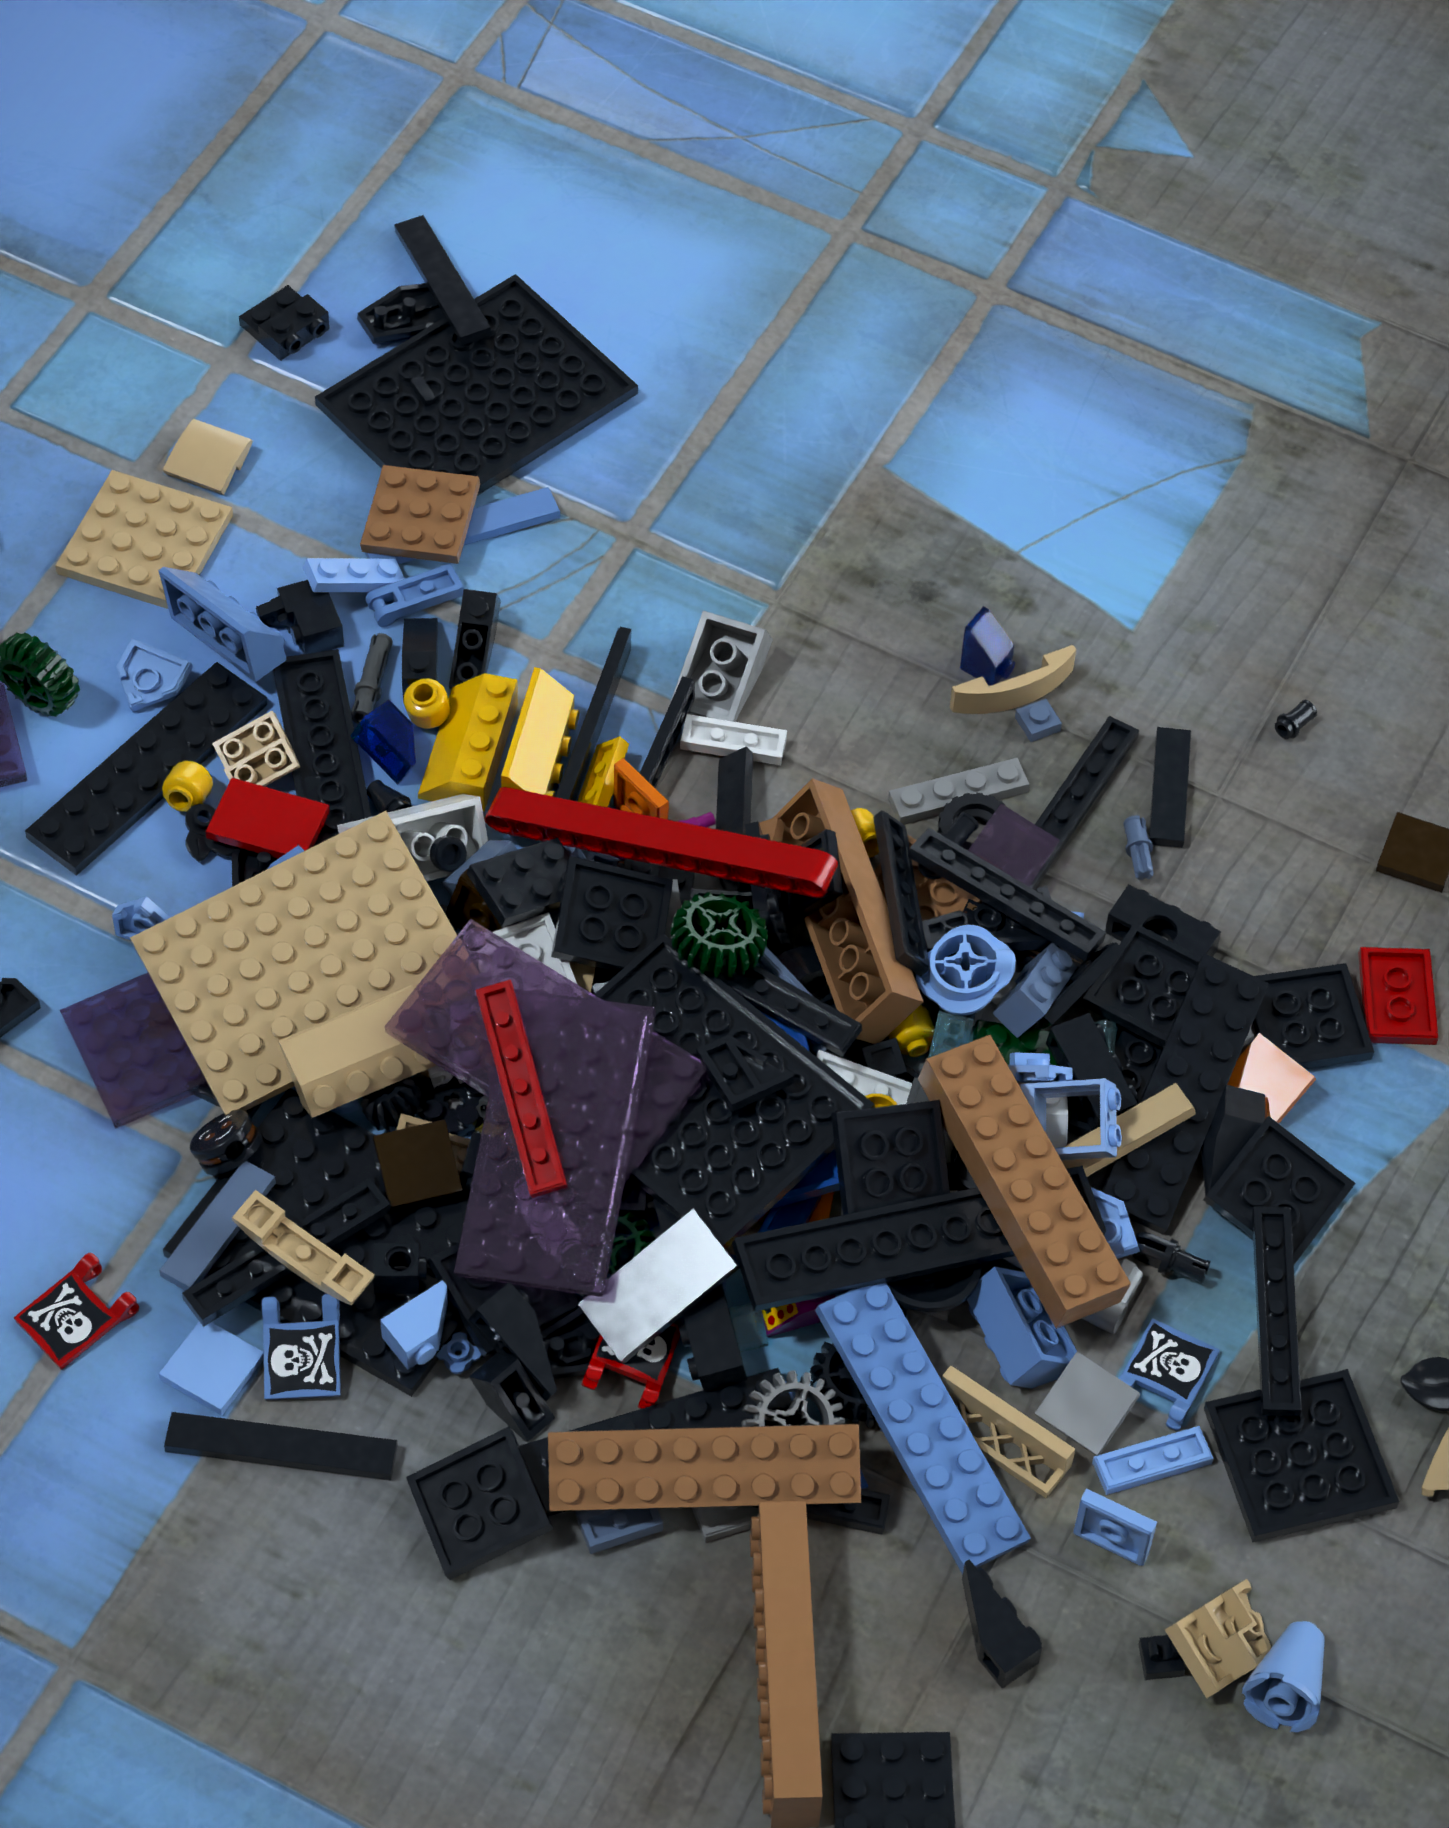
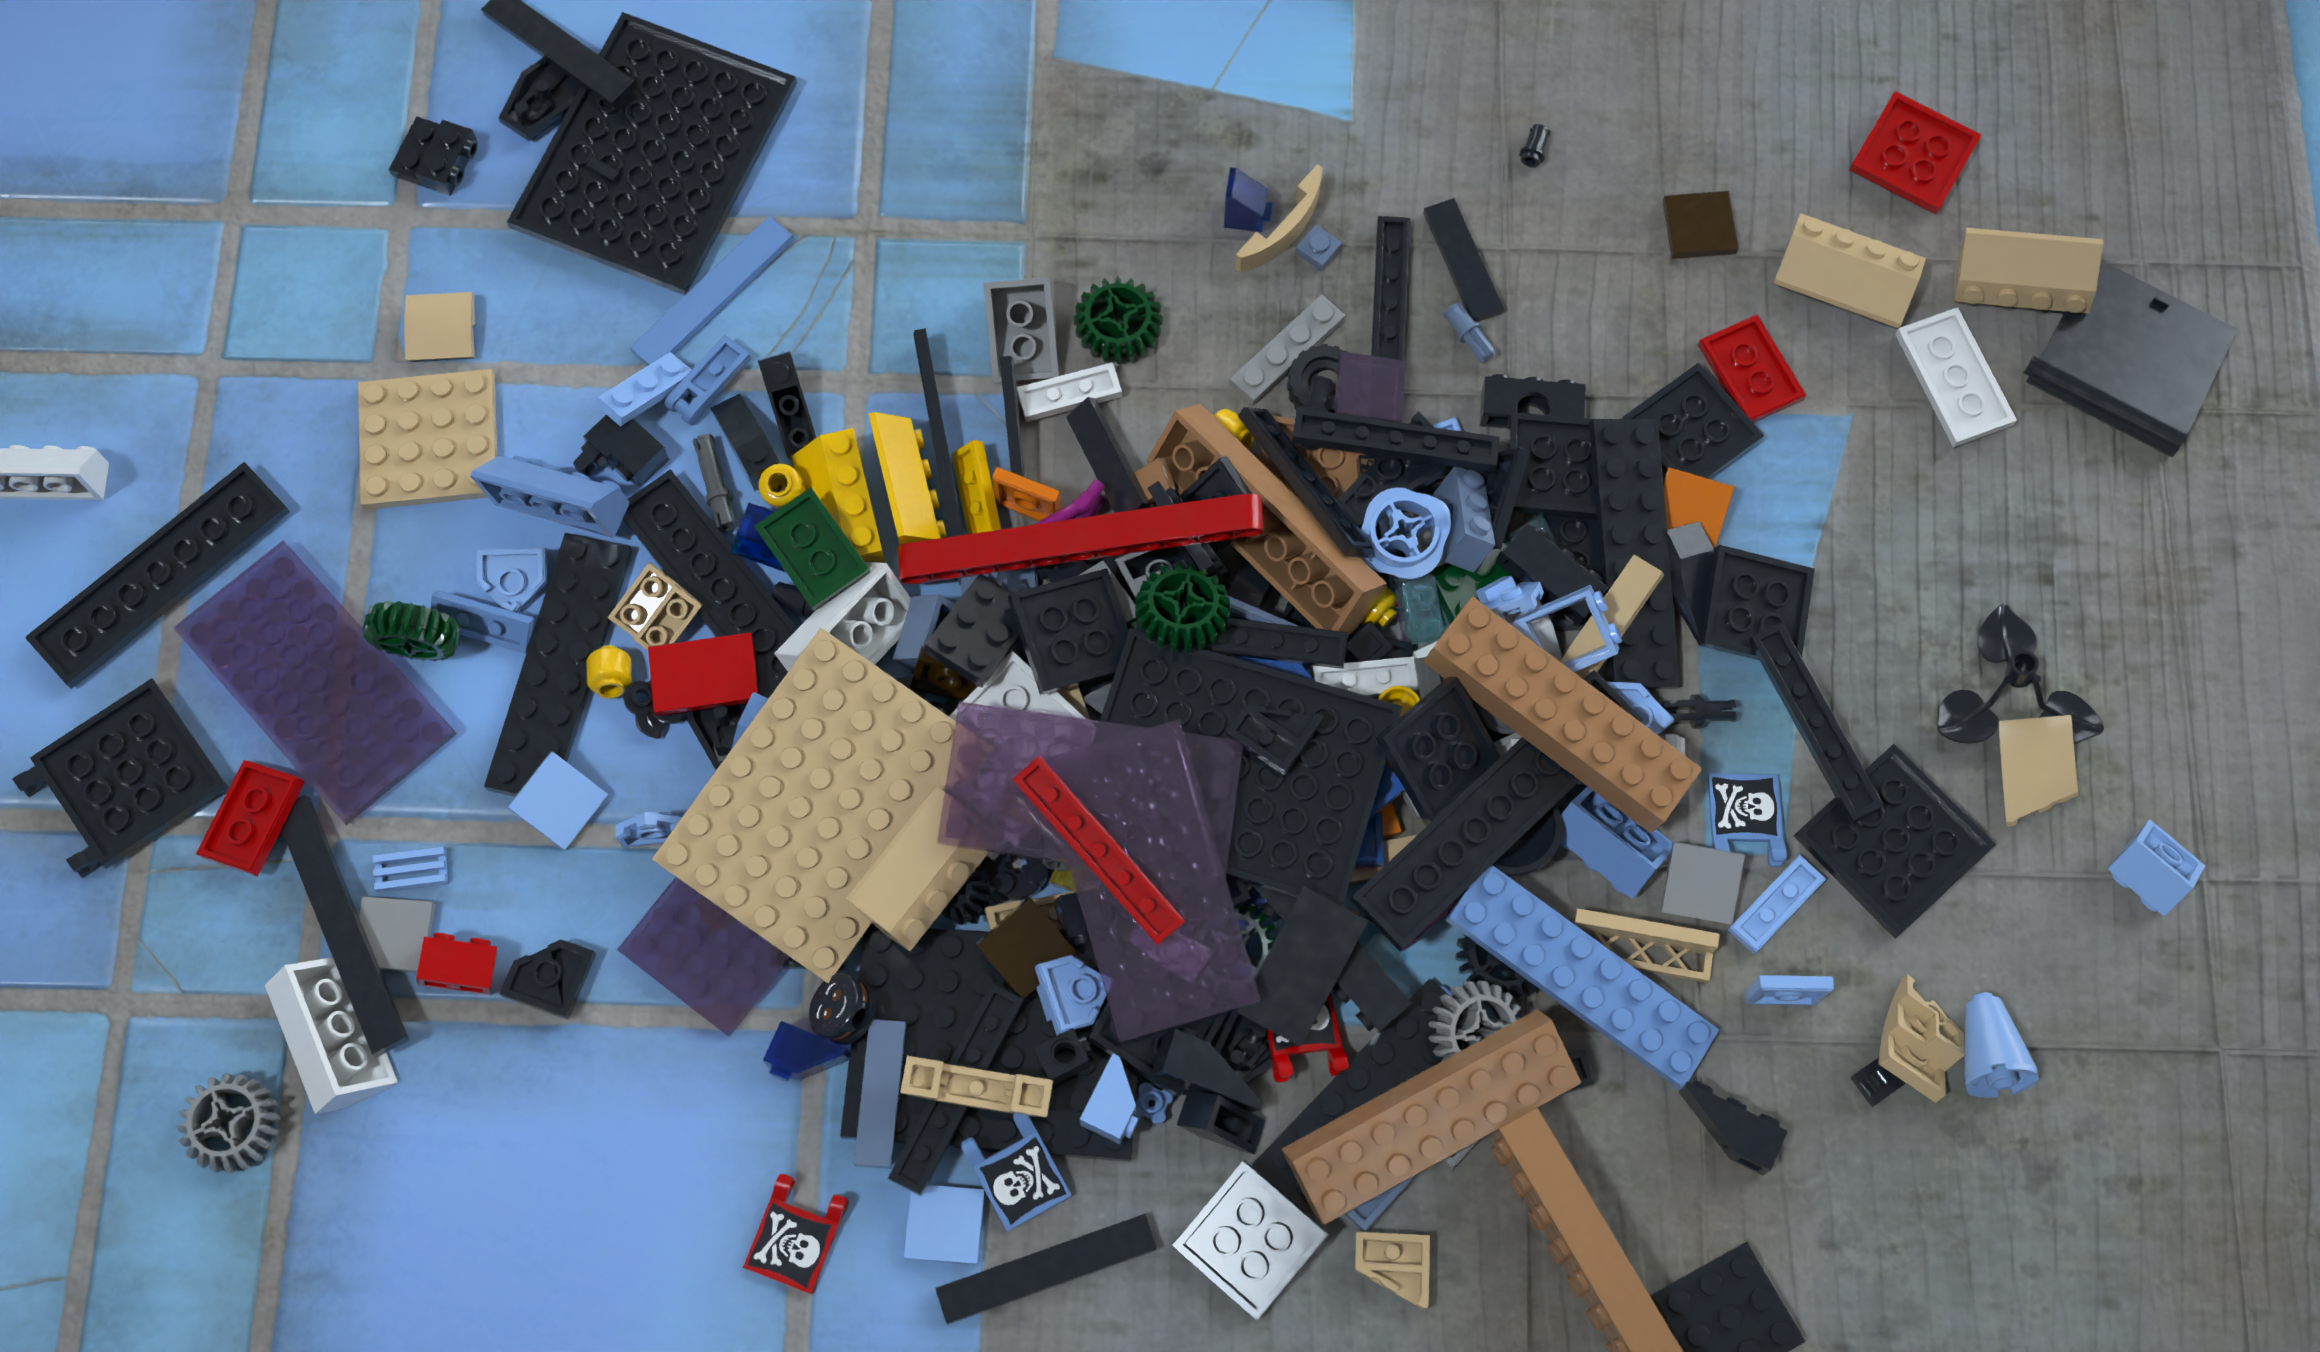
camera: 25 degrees left, 15 degrees up
(80, 868) = (557, 800): none -> light blue tile
(106, 701) = (486, 621): none -> medium blue plate
(169, 1166) = (801, 1053): none -> clear blue slope
(420, 514) = (671, 299): medium nougat plate -> none
(420, 756) = (812, 549): none -> dark green plate
(434, 1217) = (1069, 993): none -> light blue plate
(448, 853) = (884, 629): black tile -> none
(603, 1591) = (1395, 1263): none -> tan wing
(832, 707) = (1139, 309): none -> dark green gear

